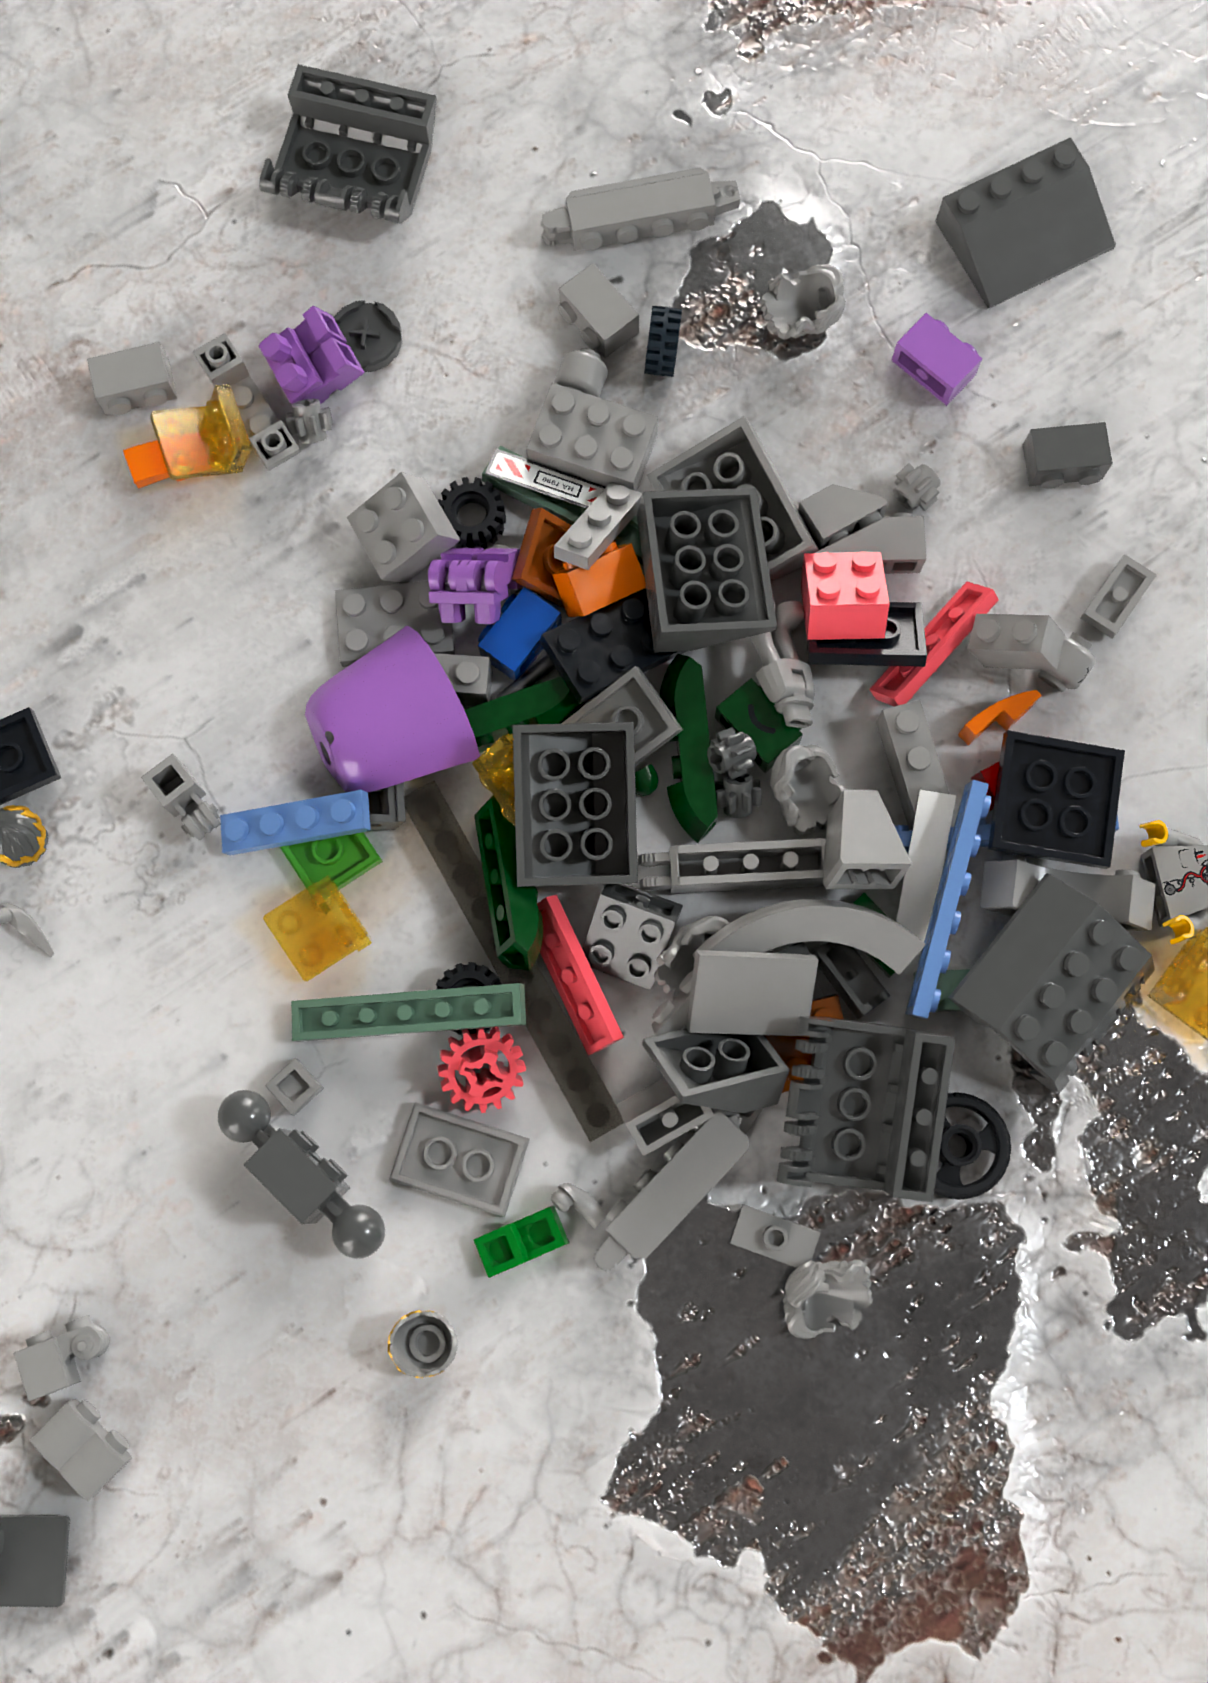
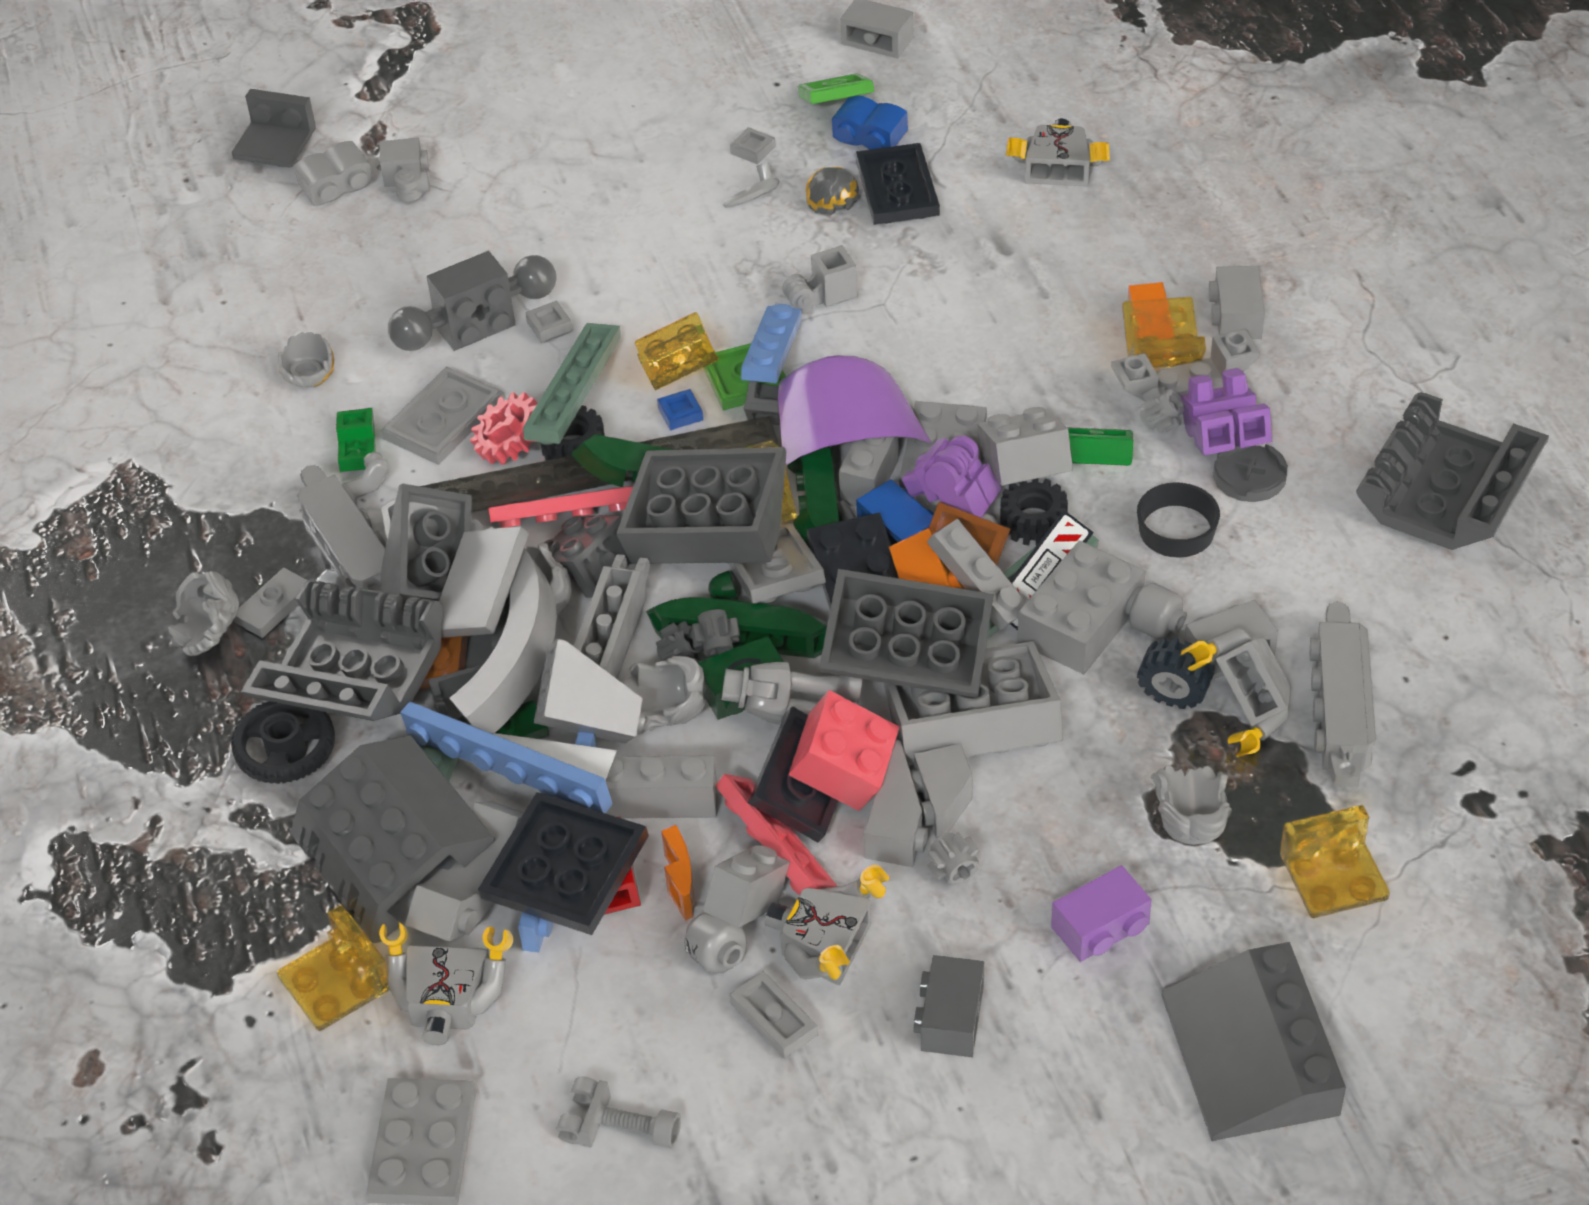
camera: 105 degrees right, 30 degrees down
(356, 474) = (1101, 446): none -> green slope
(396, 902) = (680, 409): none -> blue tile
(452, 351) = (1178, 495): none -> black tyre
(662, 269) = (1254, 680): none -> light grey torso
(831, 191) = (1332, 862): none -> clear yellow bracket
(1027, 572) = (827, 925): none -> light grey torso

